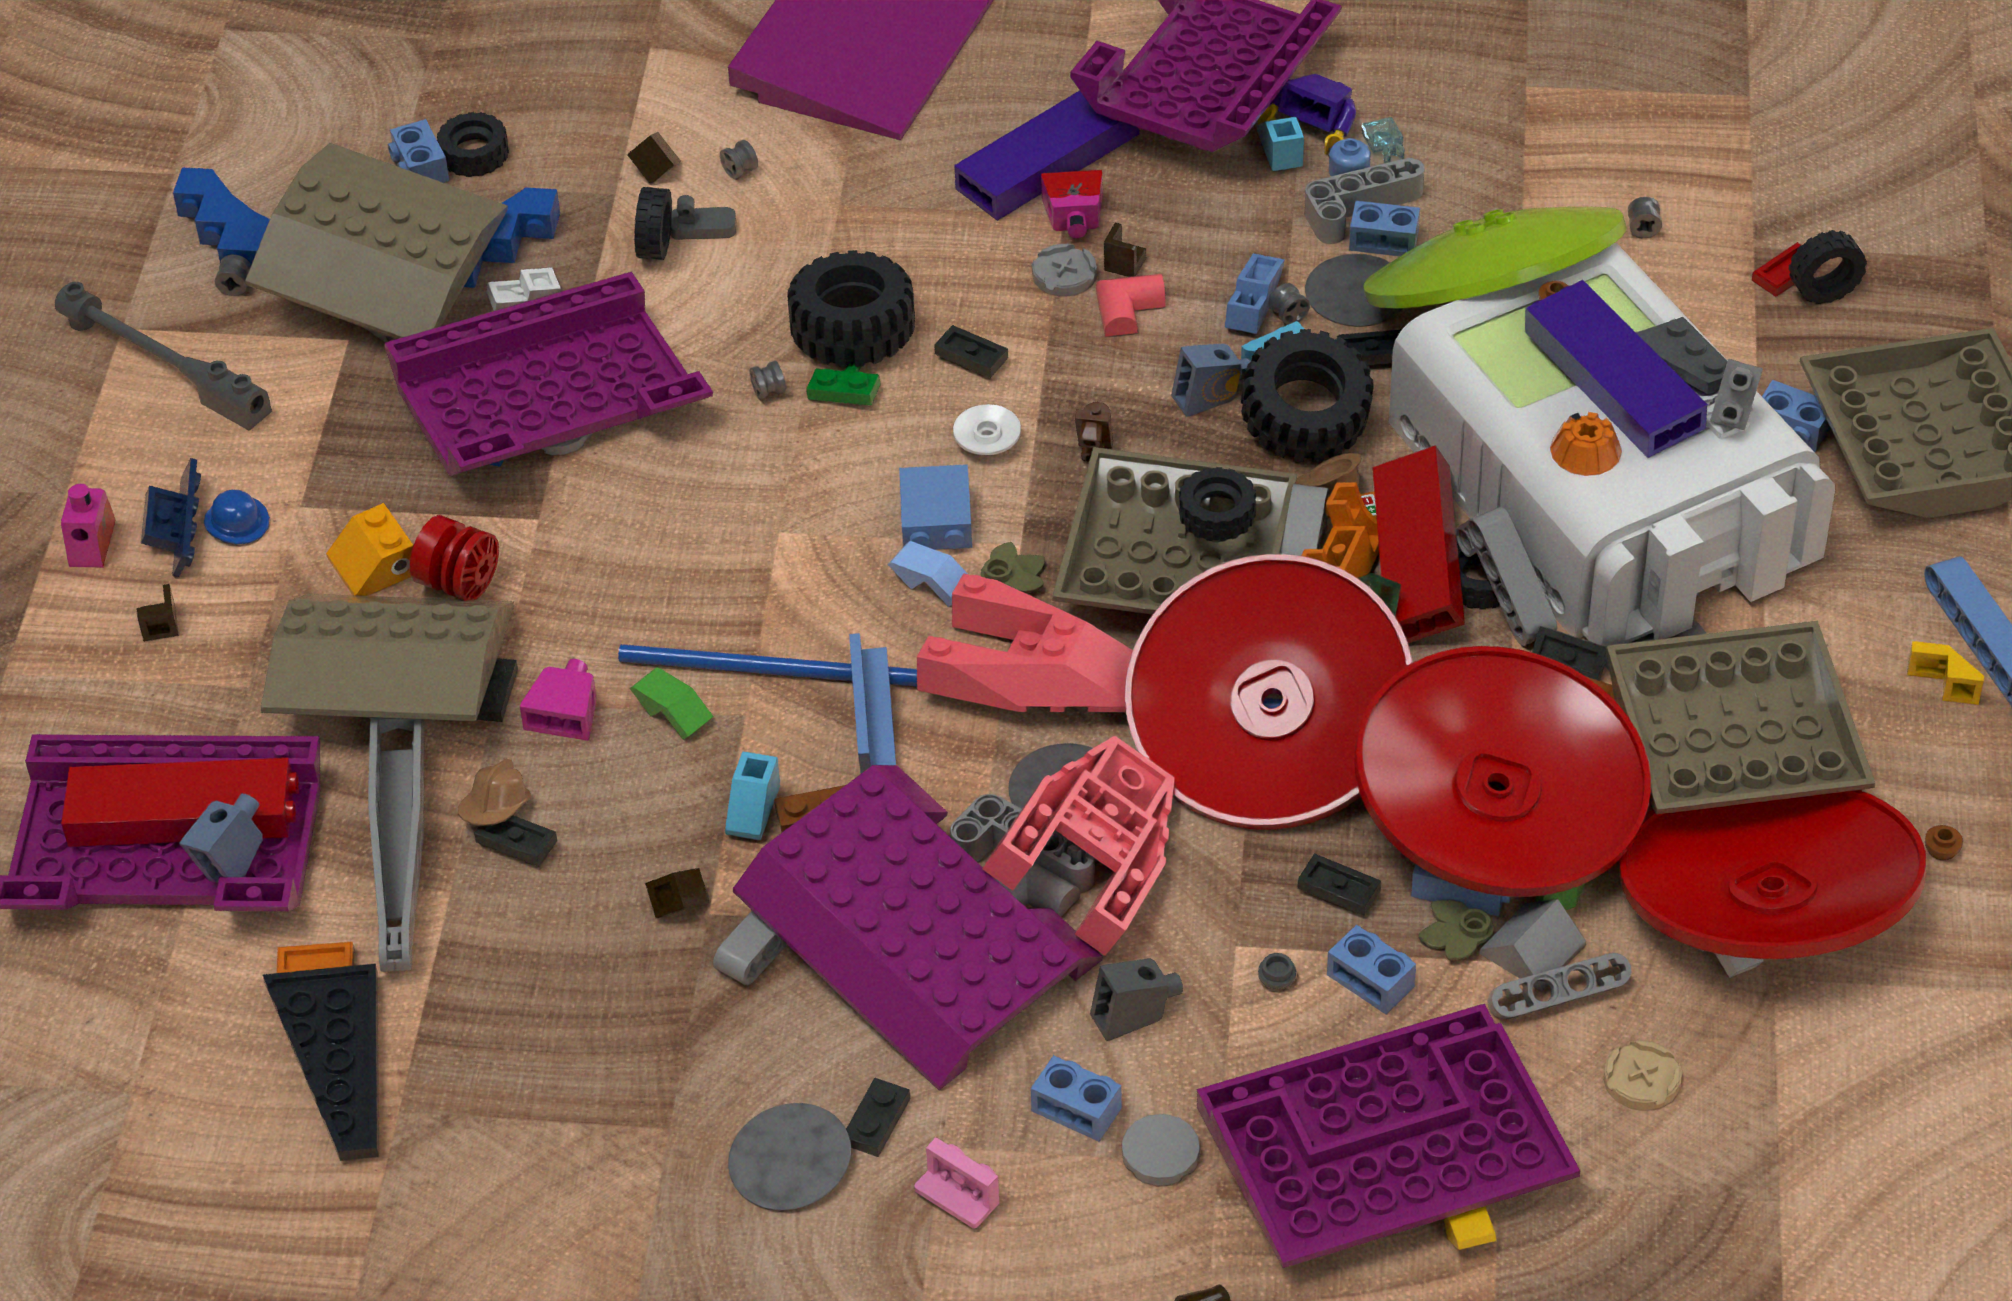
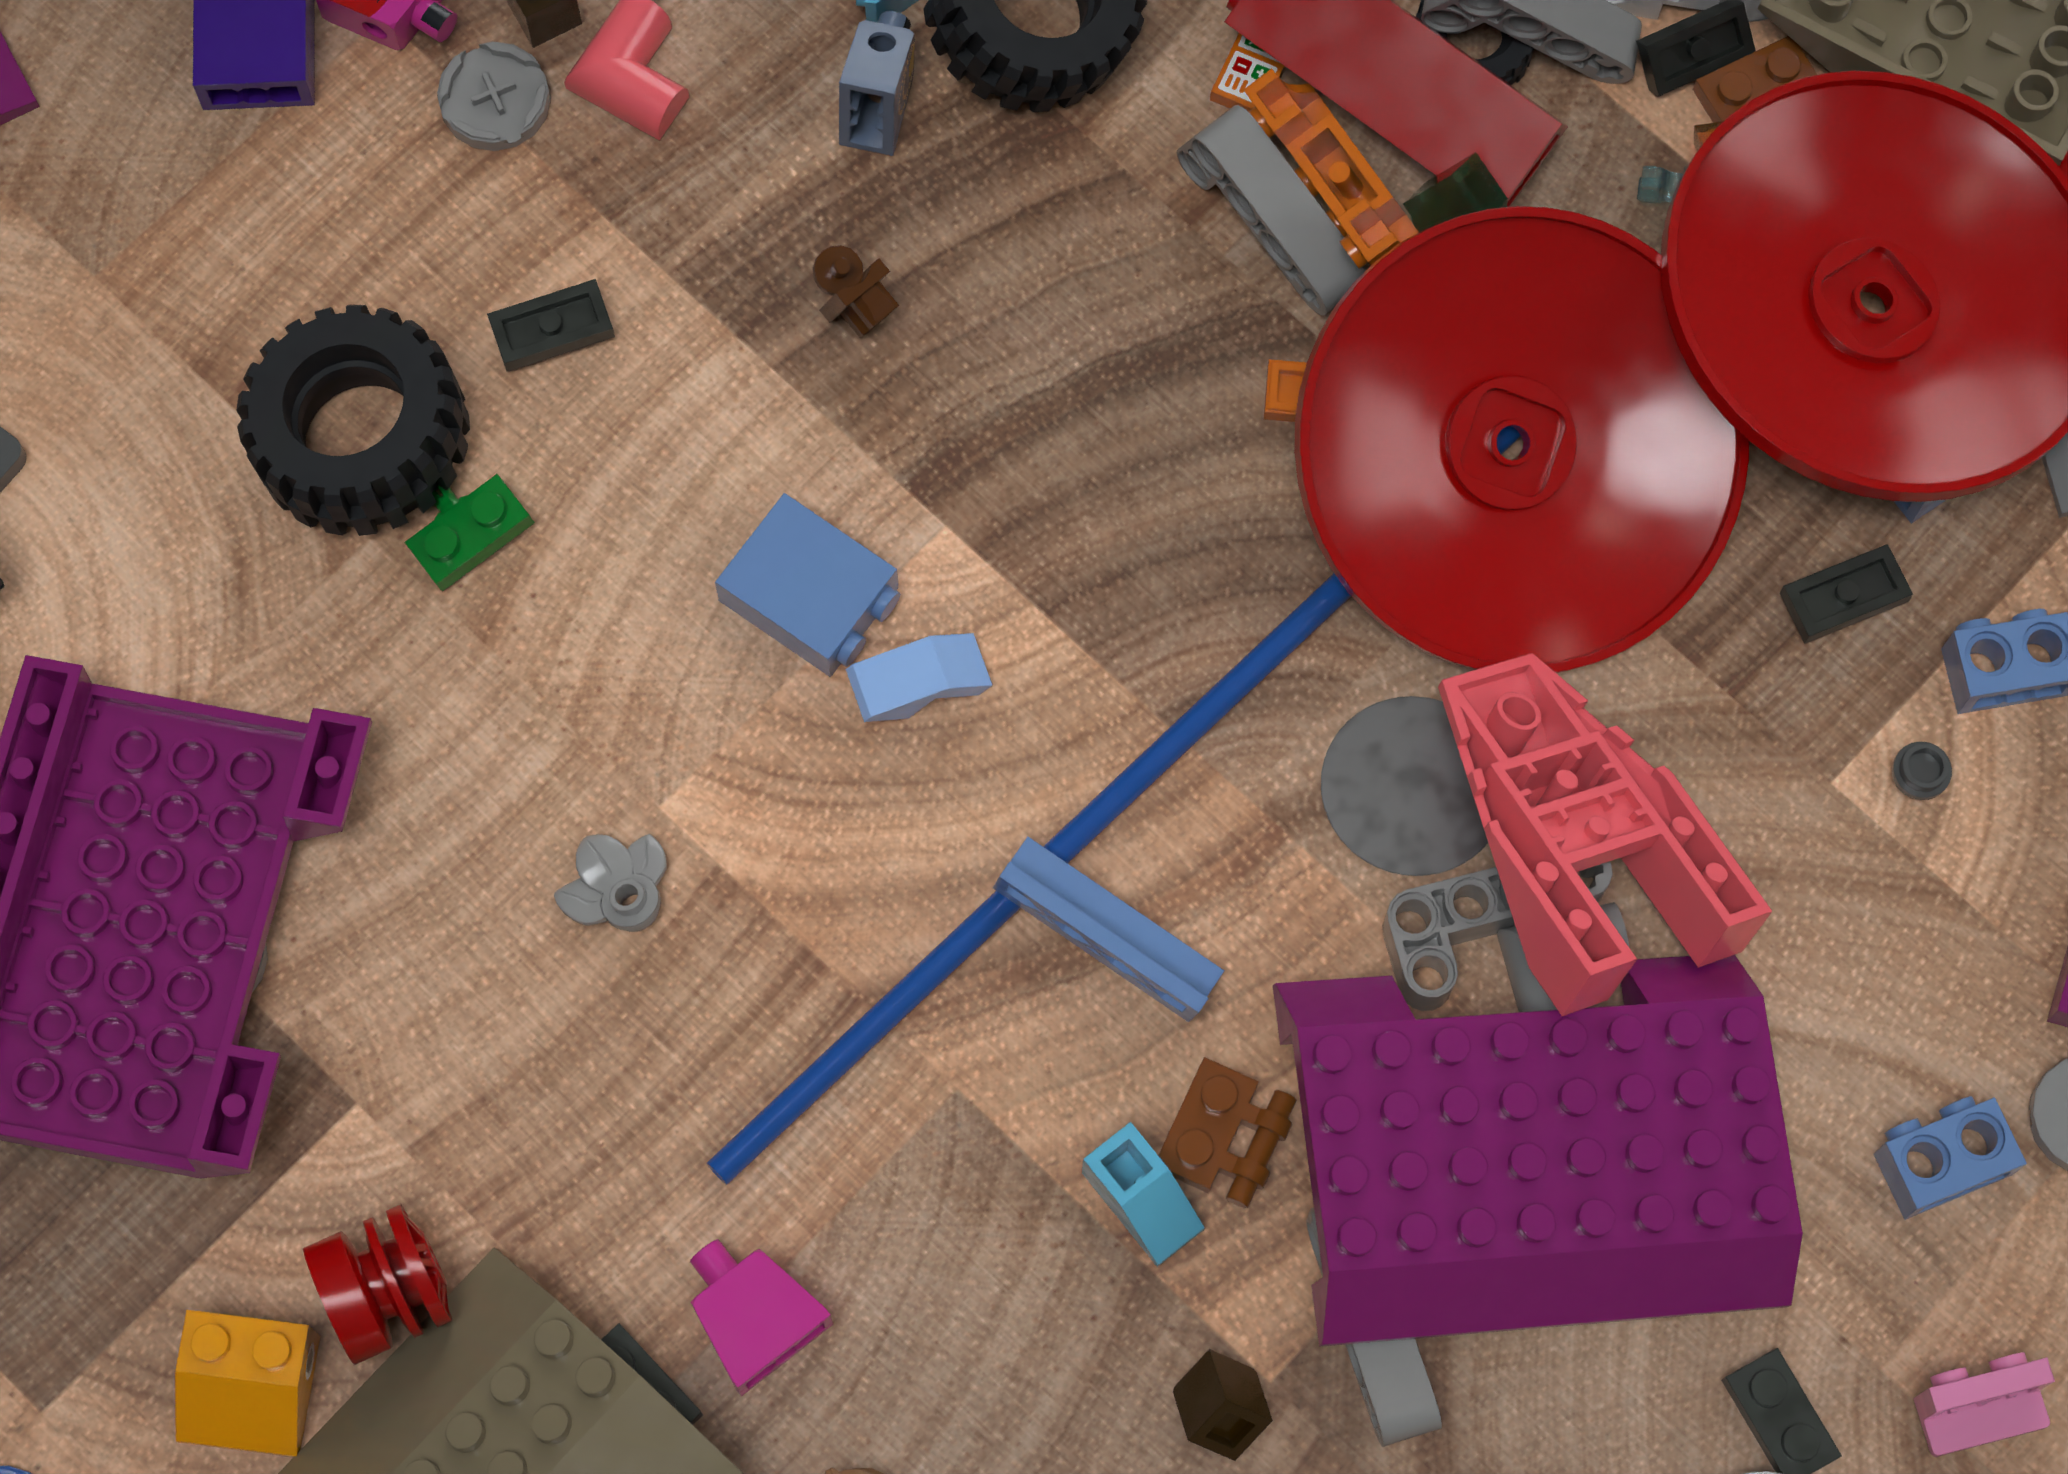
camera: 55 degrees left, 25 degrees up
(676, 700) = (872, 1172): bright green slope -> none
(725, 535) = (610, 876): none -> light grey plate
(767, 379) = (374, 620): flat silver wheel -> none
(986, 429) = (714, 393): white dish -> none
(1013, 569) = (995, 565): olive plate -> none
(1050, 663) = (1219, 646): coral wedge -> none
(1129, 535) = (1135, 347): dark tan slope -> none
(1131, 996) = (1853, 975): dark grey torso -> none
(1217, 525) = (1164, 213): black tyre -> none
(1332, 471) = (1178, 78): medium nougat piece -> none
(1457, 929) = (2013, 526): olive plate -> none

